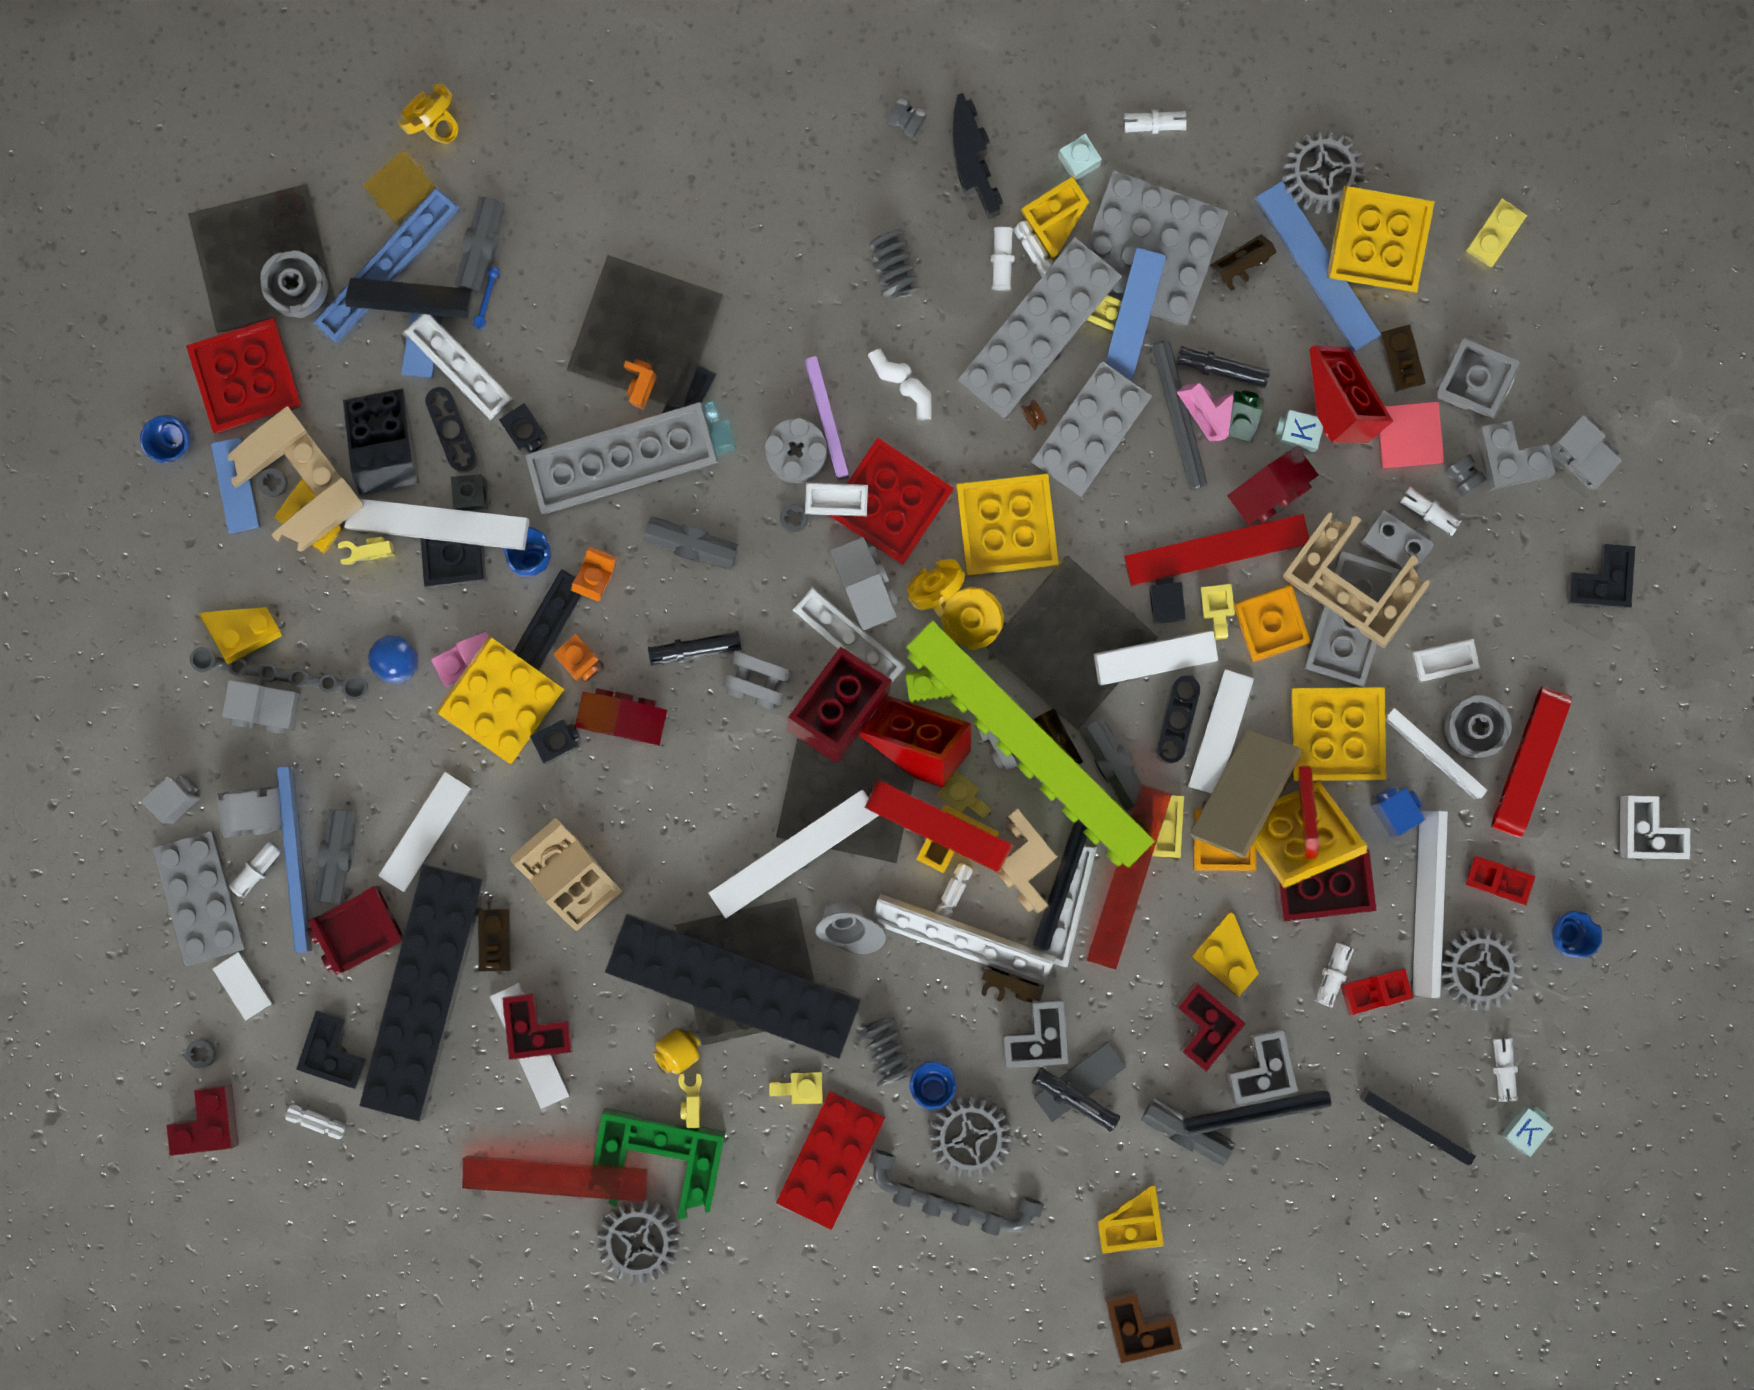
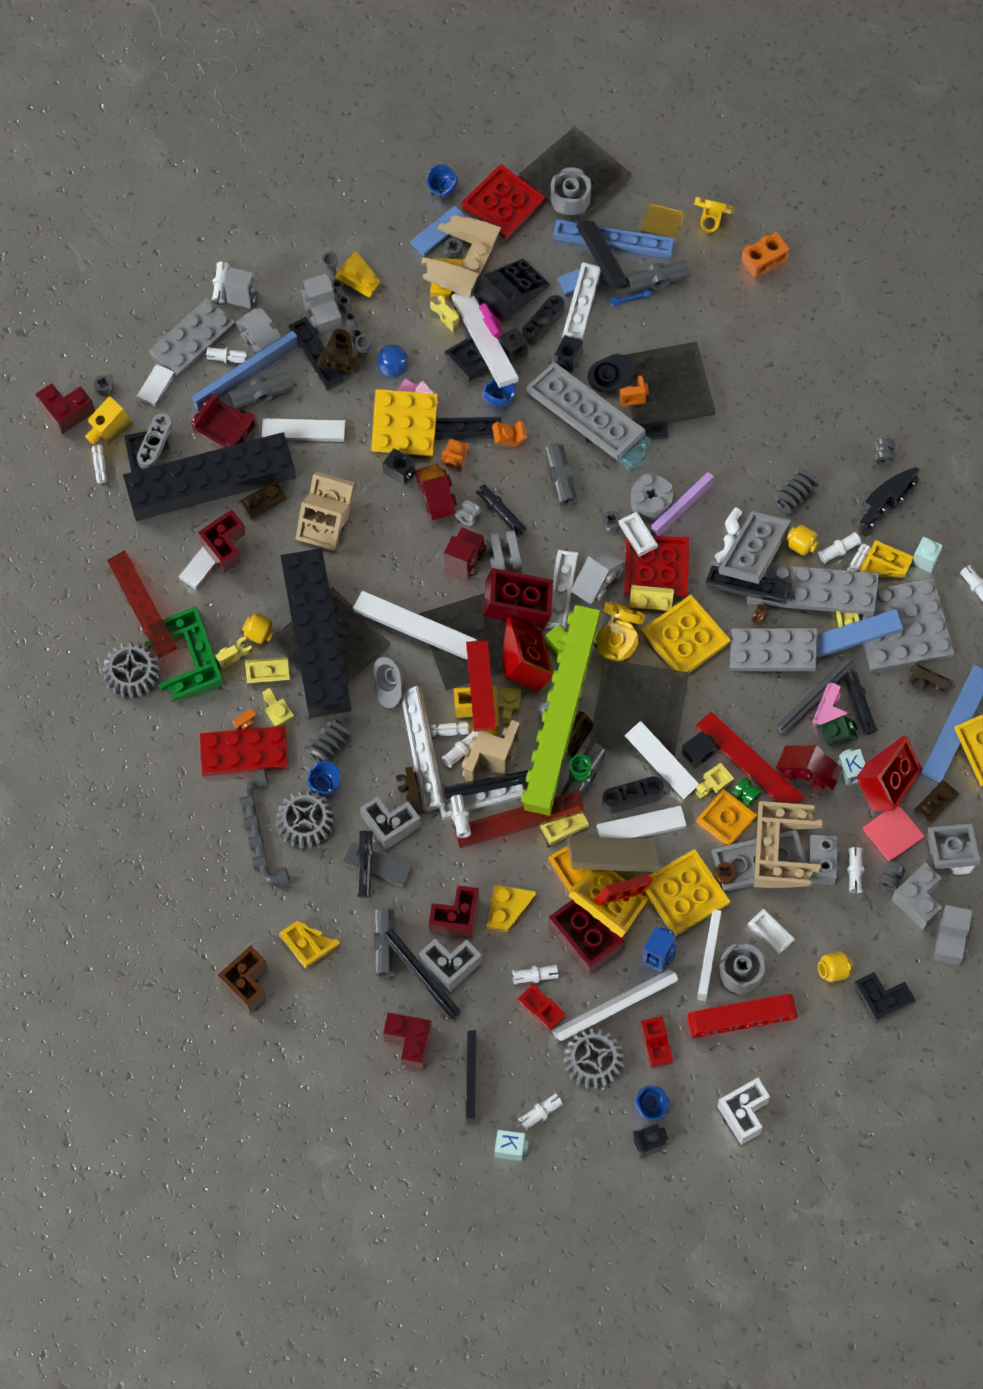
camera: 55 degrees right, 20 degrees down
(139, 817) = (218, 282): none -> white pin
(265, 1069) = (107, 422): none -> yellow torso
(321, 751) = (312, 347): none -> black tile
(340, 1059) = (151, 433): none -> light grey beam
(348, 725) = (339, 353): none -> dark brown pin
(421, 498) = (491, 321): none -> dark pink tile
(540, 86) = (768, 258): none -> orange brick
(589, 395) = (610, 373): none -> black piece
(674, 693) = (468, 513): none -> light grey wheel
(728, 730) = (463, 553): none -> dark red brick
(741, 1070) = (267, 670): none -> light yellow plate
(791, 1138) = (244, 719): none -> orange plate
(932, 536) = (651, 598): none -> light yellow plate
(945, 366) = (755, 547): none -> light grey plate
(967, 299) = (802, 540): none -> yellow head
(988, 405) = (767, 589): none -> black tile
(992, 894) = (460, 750): none -> white pin
(1083, 947) = (460, 816): none -> white axle
(1115, 767) = (578, 764): none -> green wheel
(1258, 577) = (747, 791): none -> green wheel
(1327, 1165) = (412, 1034): none -> dark red brick
(1355, 678) = (725, 879): none -> reddish brown bush
(1537, 614) = (835, 966): none -> yellow head
(1606, 968) = (646, 1147): none -> black brick

